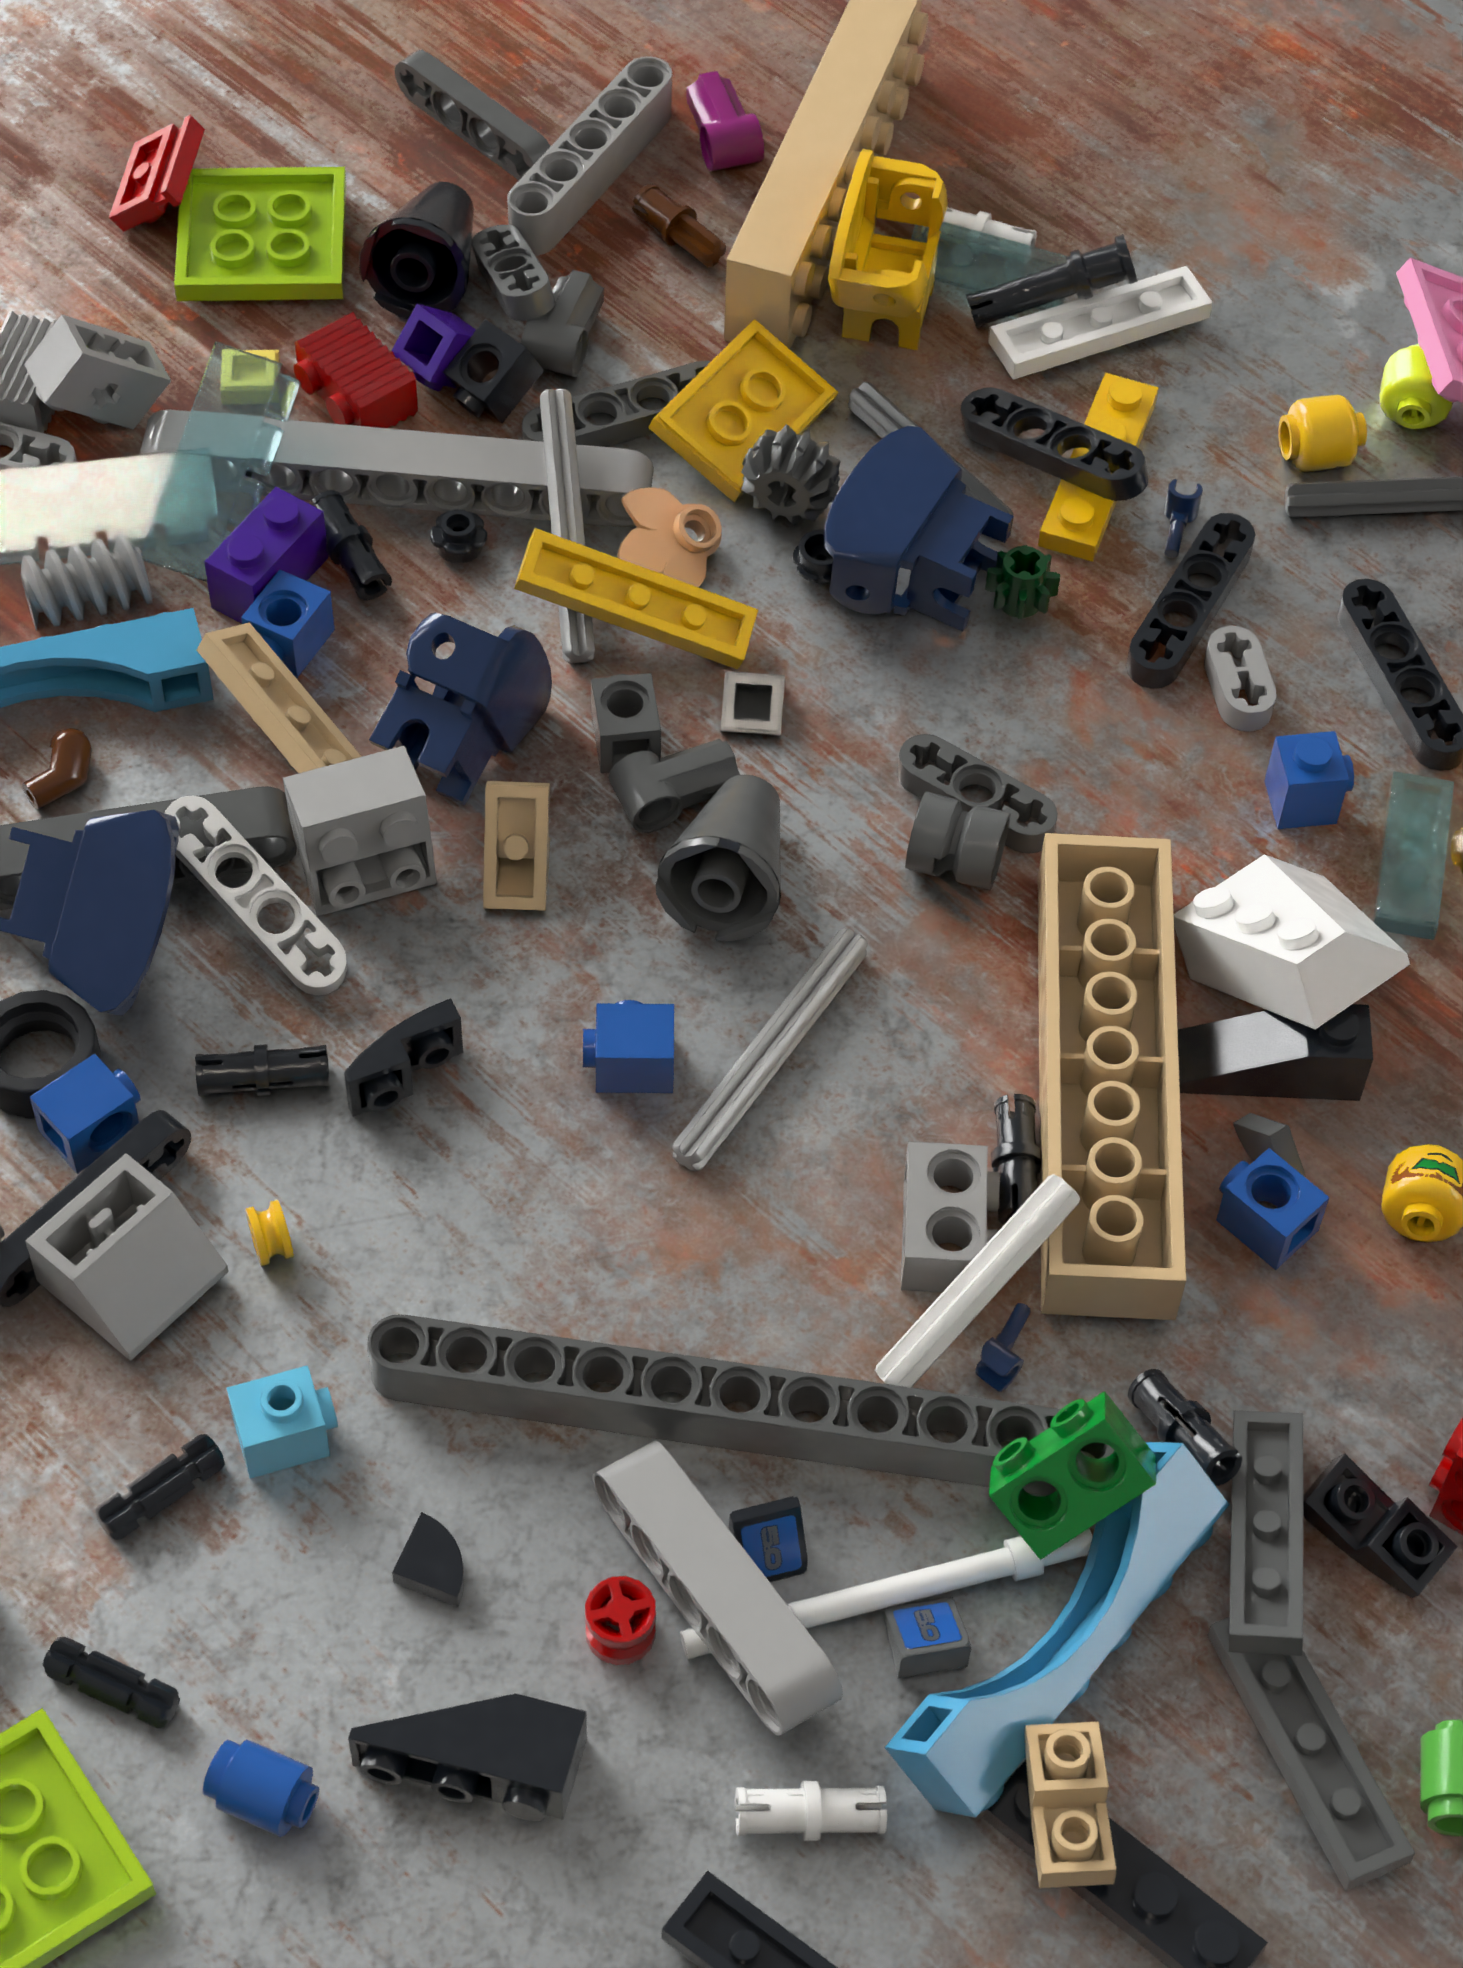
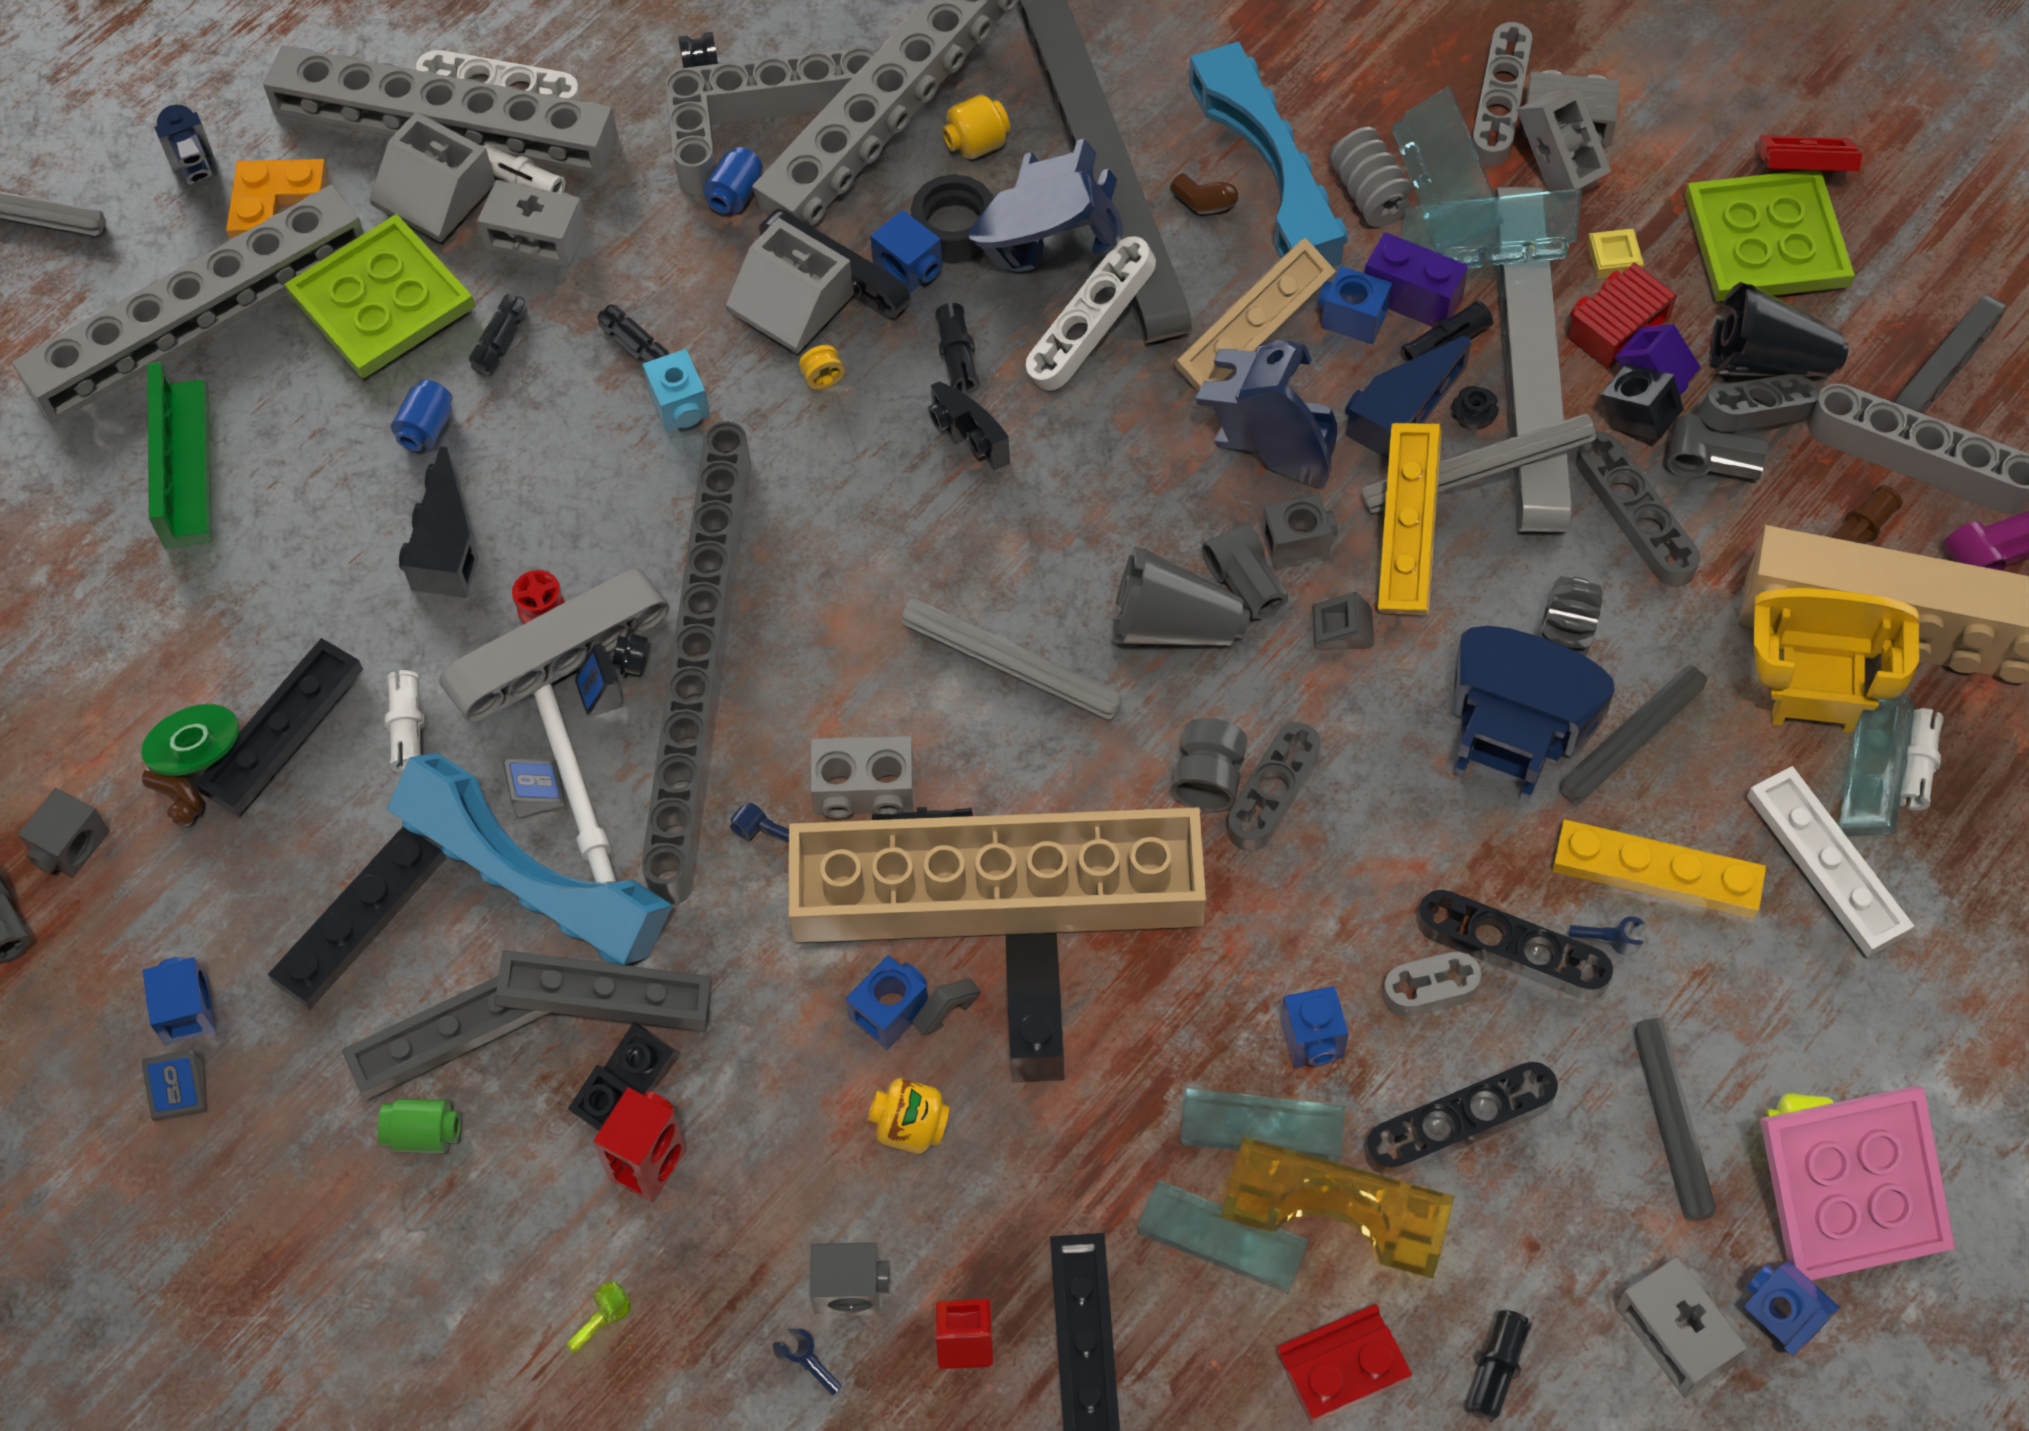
camera: 90 degrees right, 5 degrees up
(361, 830) = (1151, 363): light grey slope -> none
(431, 1562) = (584, 492): black tile -> none
(441, 580) = (1404, 394): none -> dark blue slope
(516, 845) = (1163, 471): tan slope -> none
(631, 1047) = (994, 564): blue brick -> none
(660, 535) = (1492, 539): light nougat plate -> none
(728, 1489) = (630, 653): none -> black plate
(735, 399) = (1655, 586): yellow tile -> none
(978, 1283) = (790, 786): white axle -> none
(1022, 581) = (1498, 805): dark green gear -> none
(1060, 434) = (1650, 814): black beam -> none
(1069, 1805) = (392, 865): tan slope -> none
(1077, 276) = (1860, 825): black pin -> none
(1085, 1486) = (624, 843): green brick -> none
(1162, 1403) = (689, 937): black pin -> none
(1285, 942) = (1128, 1001): white wedge -> none
(1321, 433) = (1731, 1047): yellow head -> none

